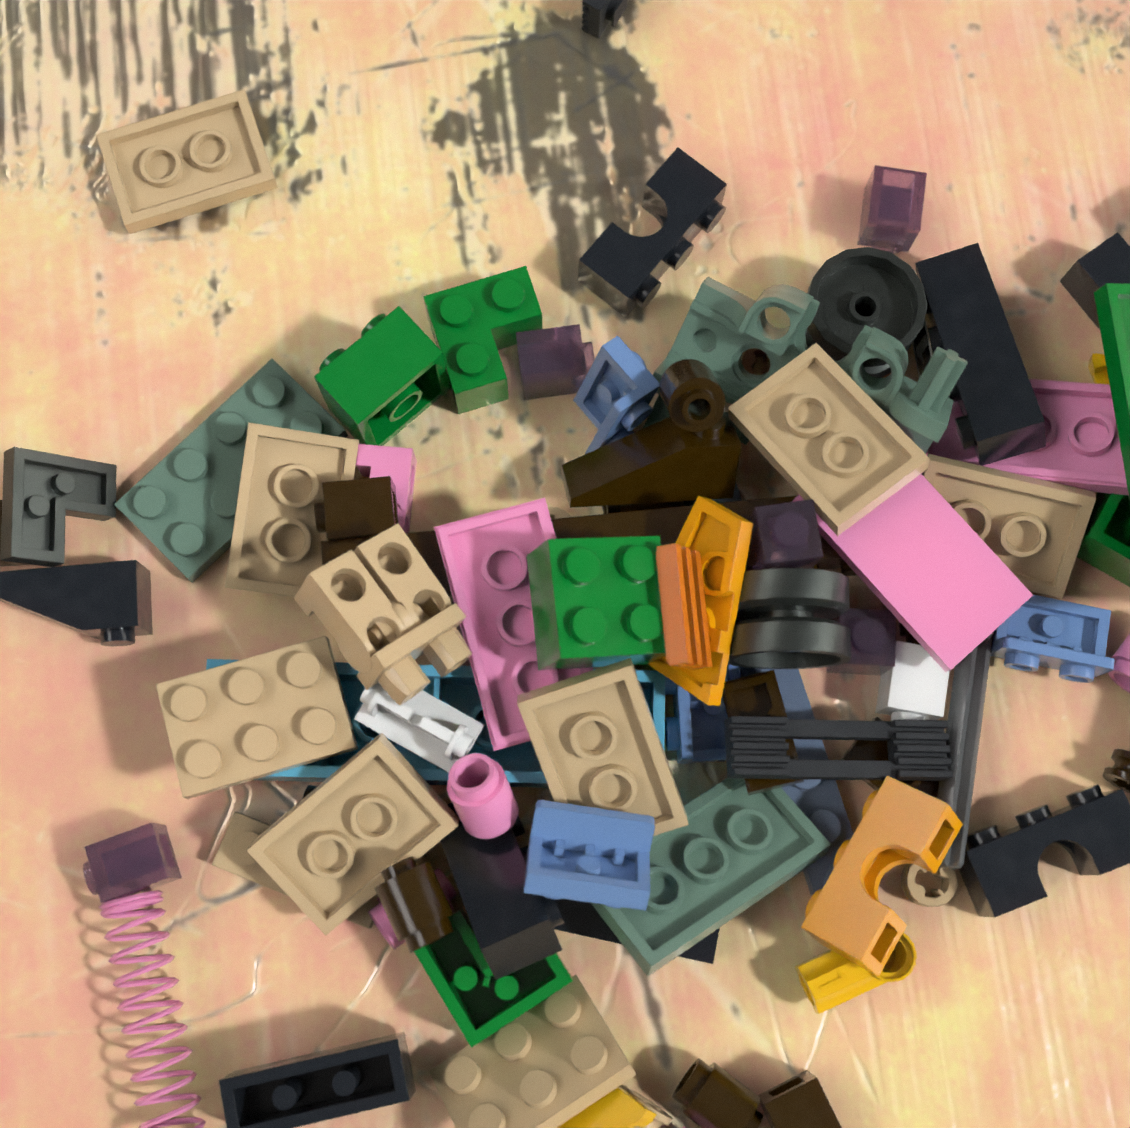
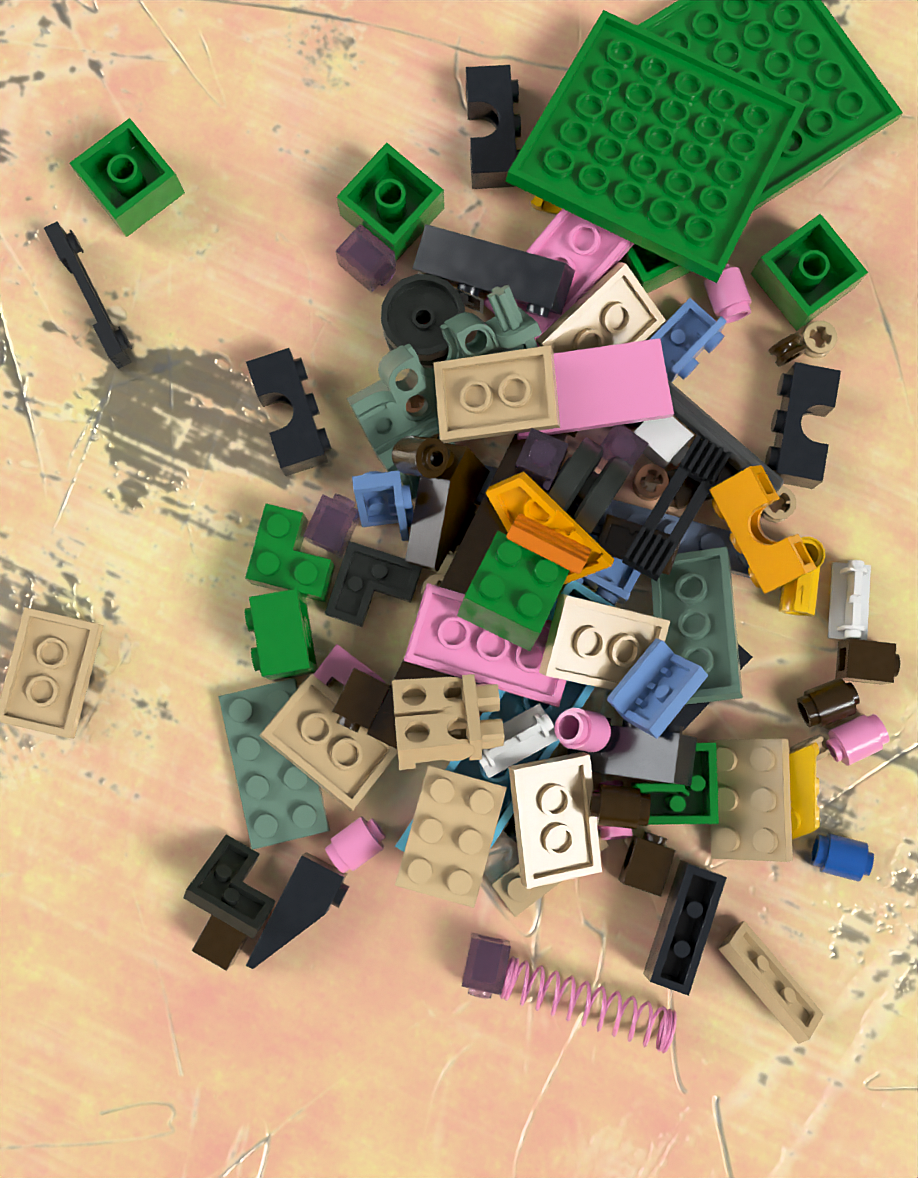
camera: 55 degrees left, 5 degrees up
(188, 619) = (356, 844): none -> bright pink brick
(372, 990) = (647, 863): none -> dark brown brick
(515, 432) = (362, 574): none -> pearl dark grey plate
(850, 688) = (642, 473): none -> nougat bush
(868, 1051) = (849, 600): none -> white hinge
(979, 191) = (391, 200): none -> green brick

